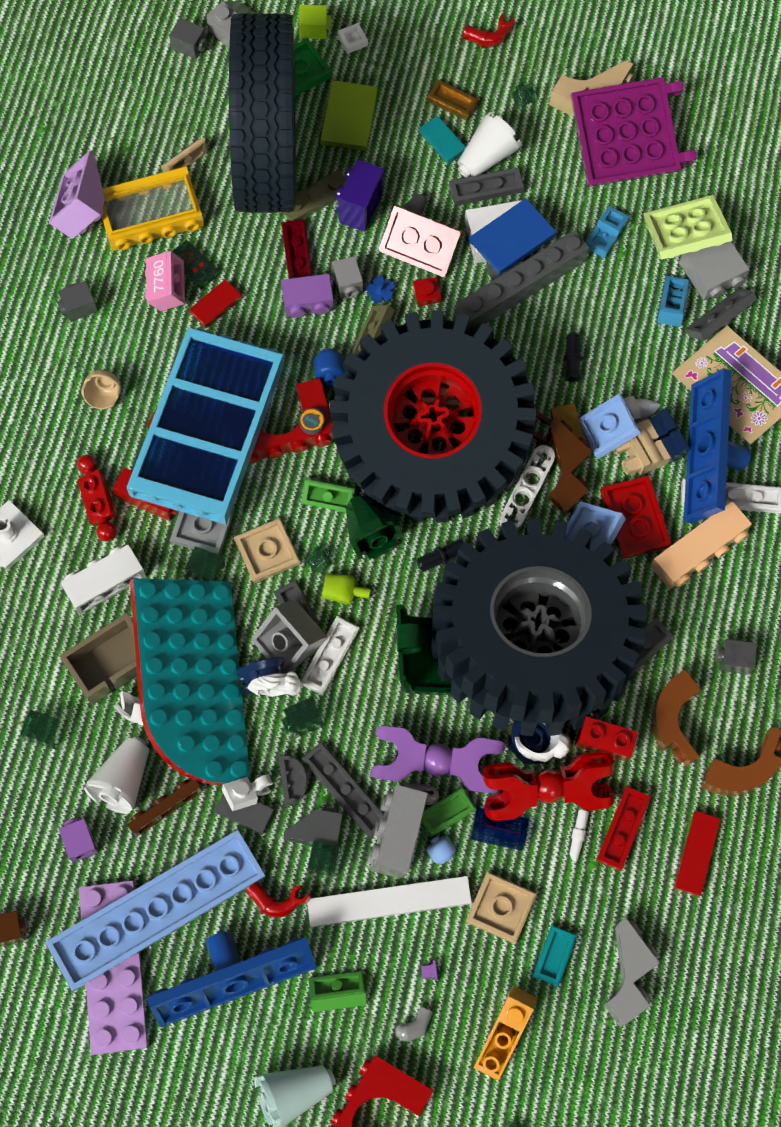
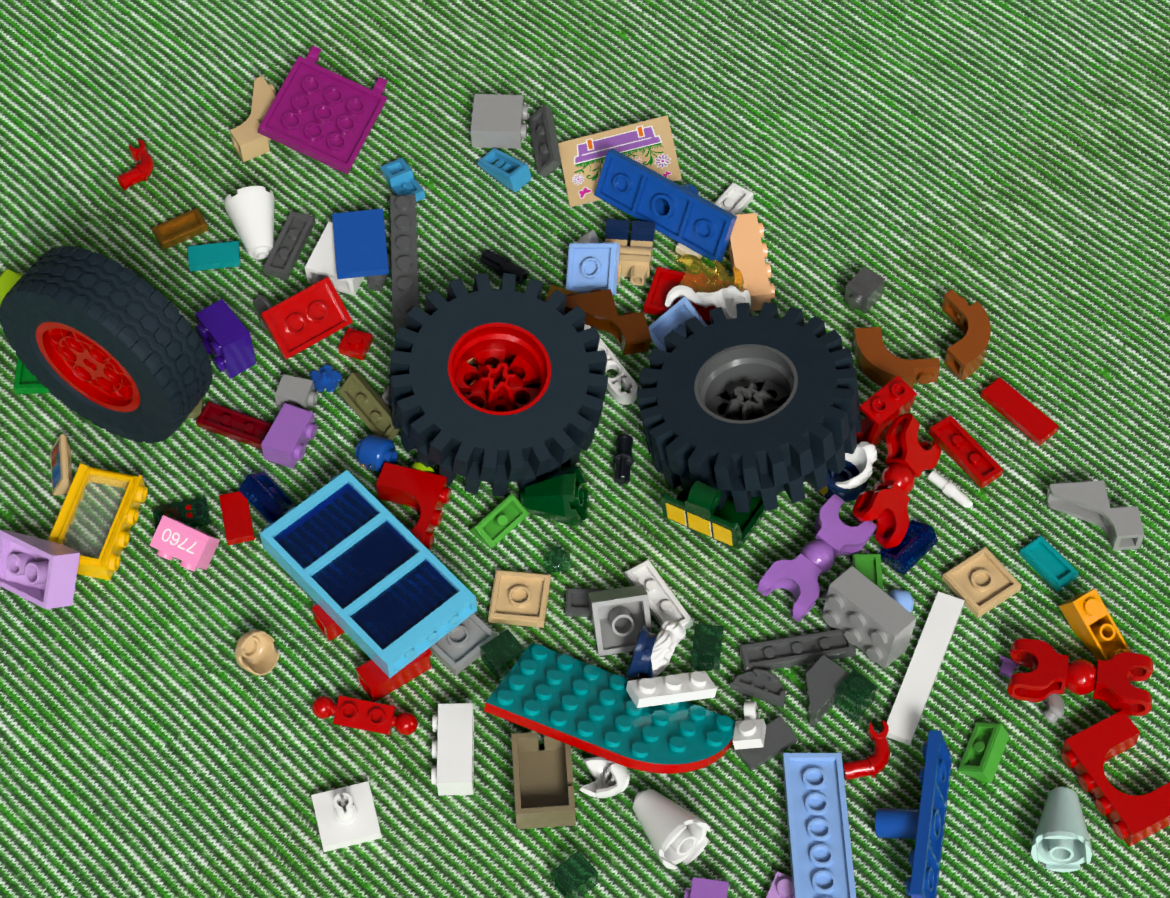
camera: 55 degrees left, 15 degrees down
(76, 301) = (144, 631): dark grey brick -> none
(164, 807) = (721, 807): reddish brown plate -> none
(244, 314) = (266, 496): none -> clear blue slope
(244, 711) = (671, 689): none -> white plate
(312, 421) = (425, 487): dark grey tile -> none
(342, 589) = (600, 555): lime piece -> none
(445, 1039) = (1107, 679): none -> red piece
(524, 95) = (219, 174): clear green piece -> none
(647, 531) = (709, 286): none -> piece
(687, 227) = (449, 117): yellowish green plate -> none

